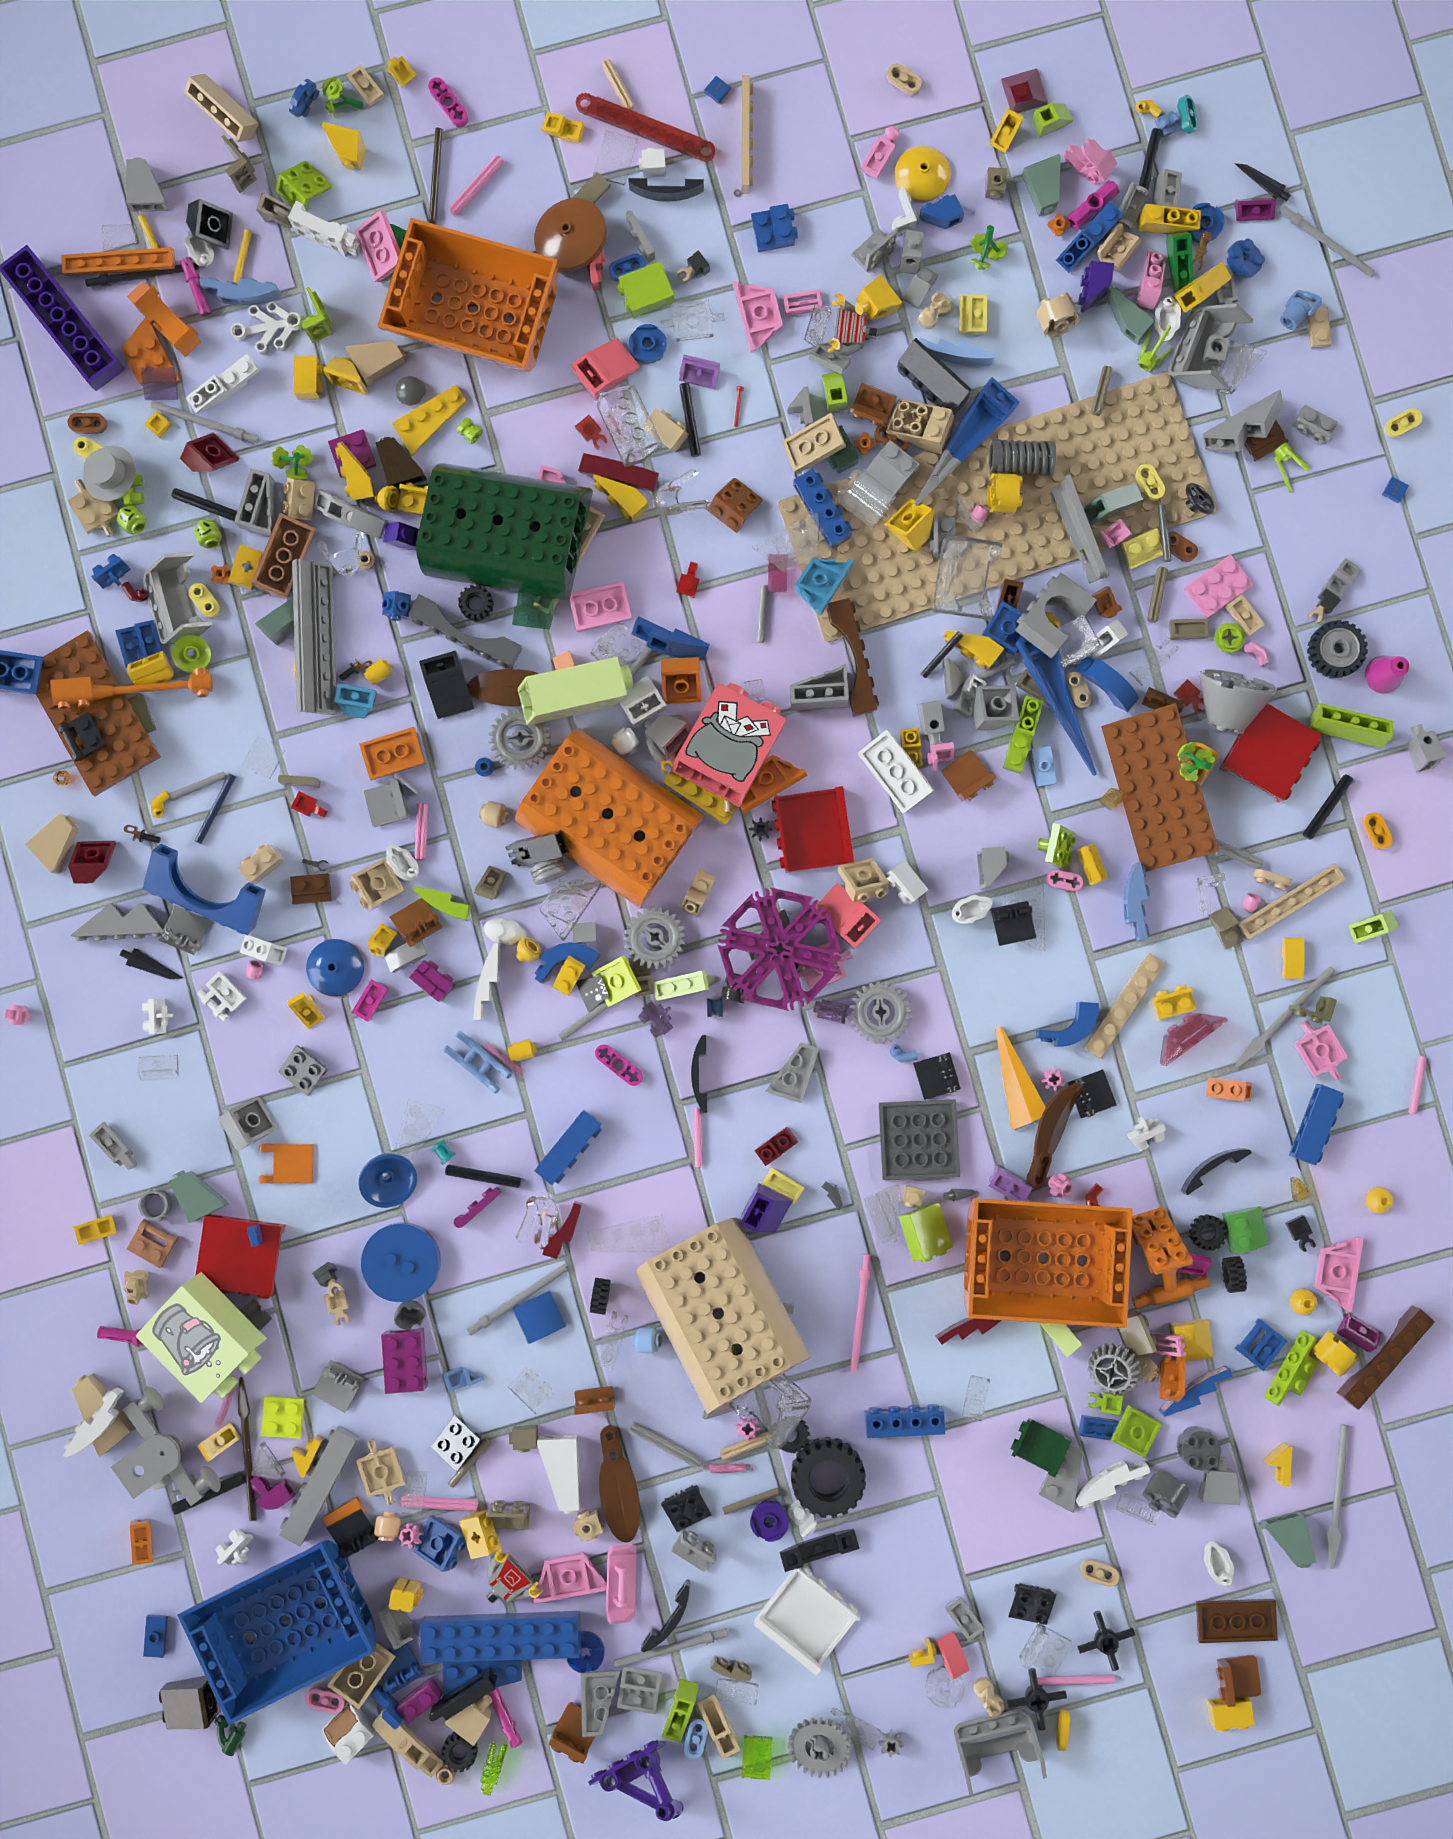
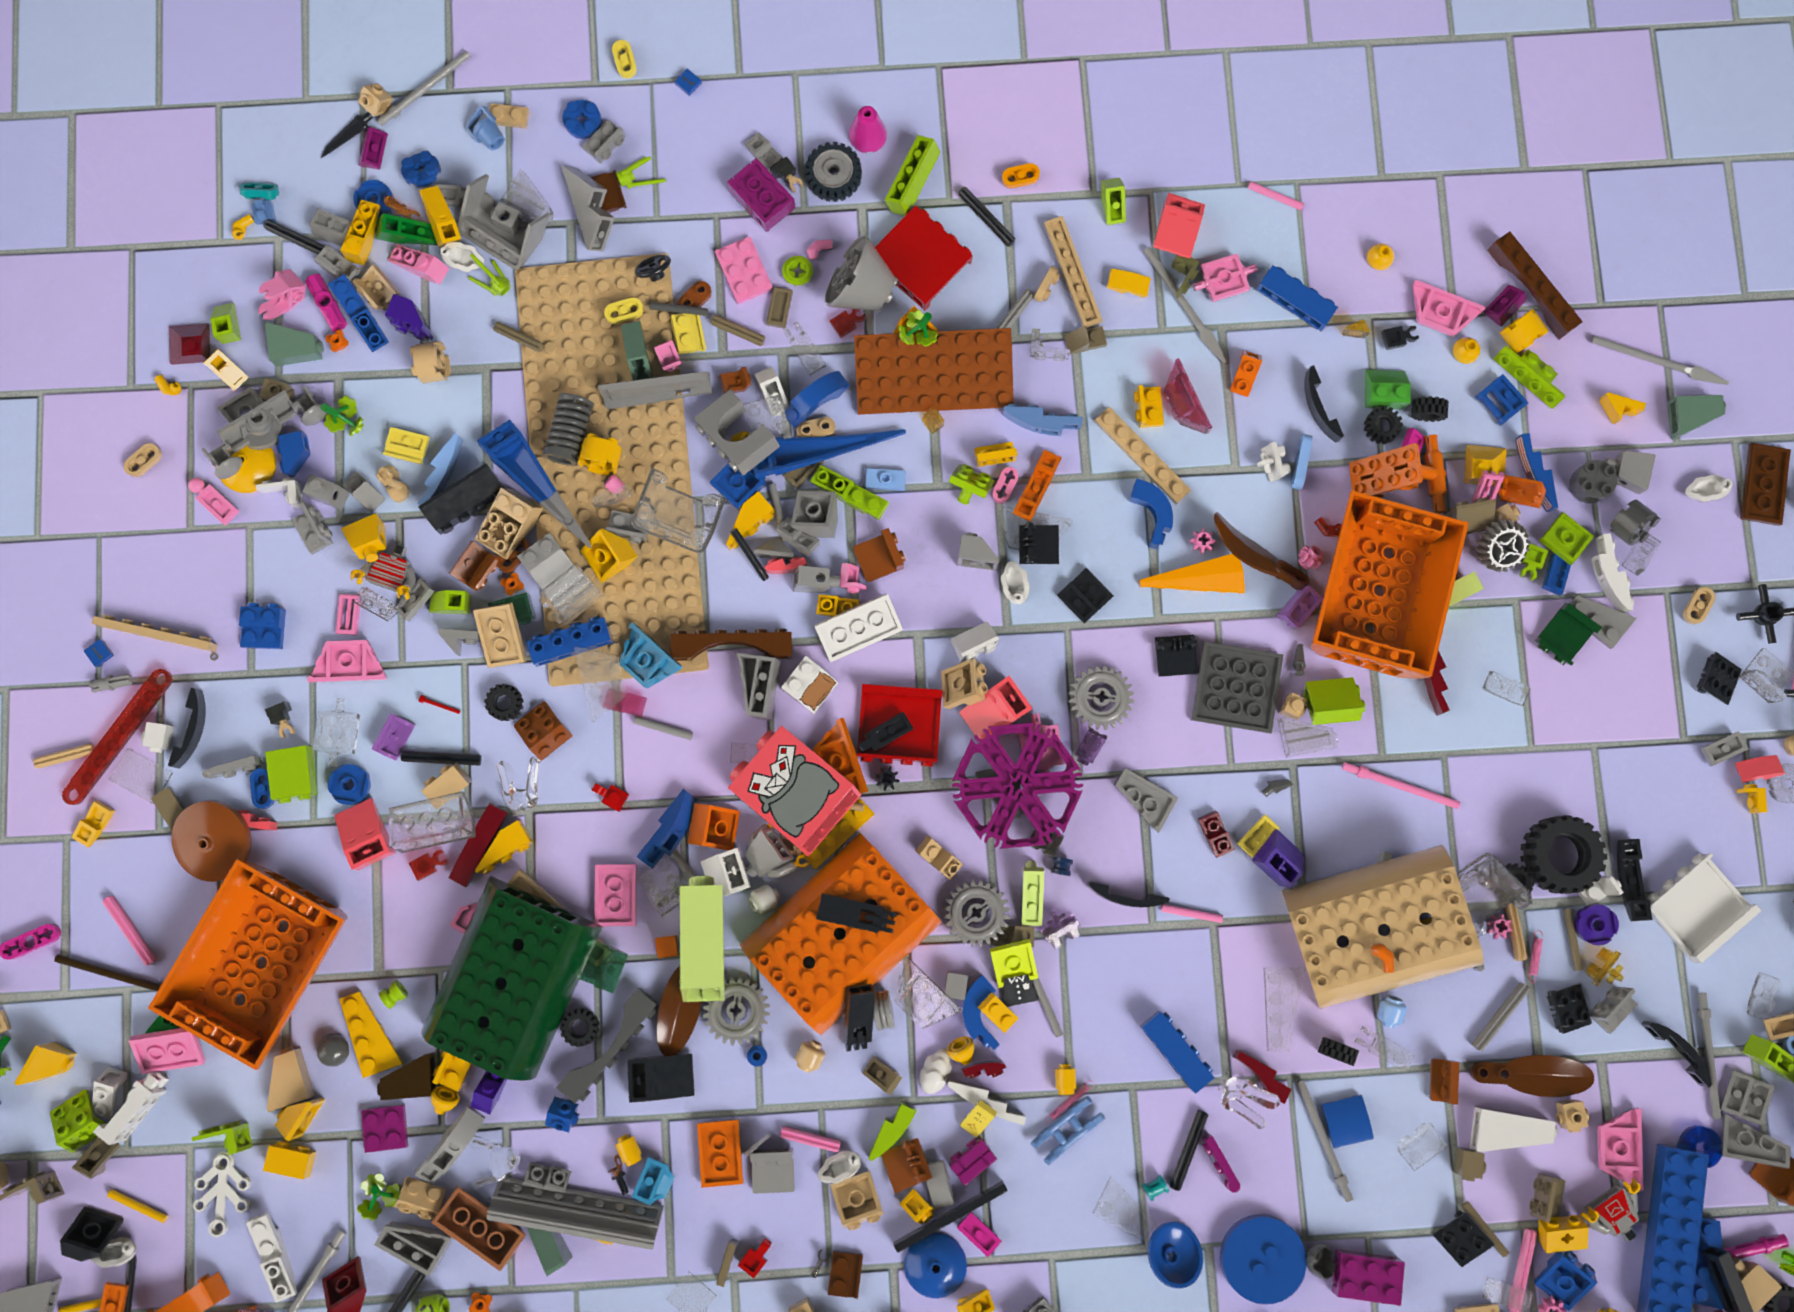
camera: 80 degrees left, 5 degrees down
(194, 283) = (149, 1266): dark pink pin -> none
(244, 556) = (485, 1284): yellow brick -> none
(245, 293) = (177, 1208): medium blue slope -> none
(331, 202) = (104, 1091): none -> white bracket
(339, 605) = (546, 1178): none -> light grey slope
(358, 479) = (416, 1127): yellow slope -> none
(370, 563) = (508, 1133): tan plate -> none
(379, 971) = (950, 1216): none -> black tile
(460, 1378) = (1395, 1219): medium blue slope -> none
(470, 977) = (978, 1118): none -> light yellow tile
(518, 980) = (992, 1068): none -> dark red slope
(610, 1052) = (1092, 994): dark pink beam -> none
(621, 1583) = (1637, 1093): bright pink piece -> none
(627, 815) = (848, 912): none -> black hinge
(692, 107) = (110, 682): none -> light grey axle
(694, 1317) = (1386, 955): none -> orange arm
(737, 1671) = (1744, 992): dark tan slope -> none
(739, 1538) = (1609, 959): none -> clear yellow hips
(756, 452) = (495, 693): none -> black tyre
(802, 819) = (886, 733): none -> black hinge
(831, 738) = (809, 685): none -> slope
(902, 1056) = (1149, 686): medium blue arm -> none
(904, 1422) = (1519, 764): blue brick -> none
(937, 685) = (778, 566): none -> coral slope
(958, 174) = (257, 427): none -> light grey piece
(975, 978) = (1085, 595): none -> black slope
(976, 82) = (167, 388): none -> yellow arm
(1010, 592) = (702, 473): reddish brown slope -> none
(1069, 910) = (1037, 485): none -> orange slope
(1095, 1094) = (1225, 501): black hinge -> none
(1130, 318) = (452, 292): sand green slope -> none
(1152, 1159) = (1301, 461): none -> light blue beam
(1155, 699) = (845, 352): reddish brown hinge -> none
(1245, 615) = (779, 251): tan plate -> none
(1251, 902) = (1065, 310): bright pink piece -> none
(1296, 585) = (761, 194): none -> magenta piece
(1304, 198) = (375, 99): none -> tan brick
(1327, 406) = (581, 108): none -> blue plate
(1361, 993) = (1178, 225): none -> coral slope
(1425, 749) = (951, 112): light grey torso -> none

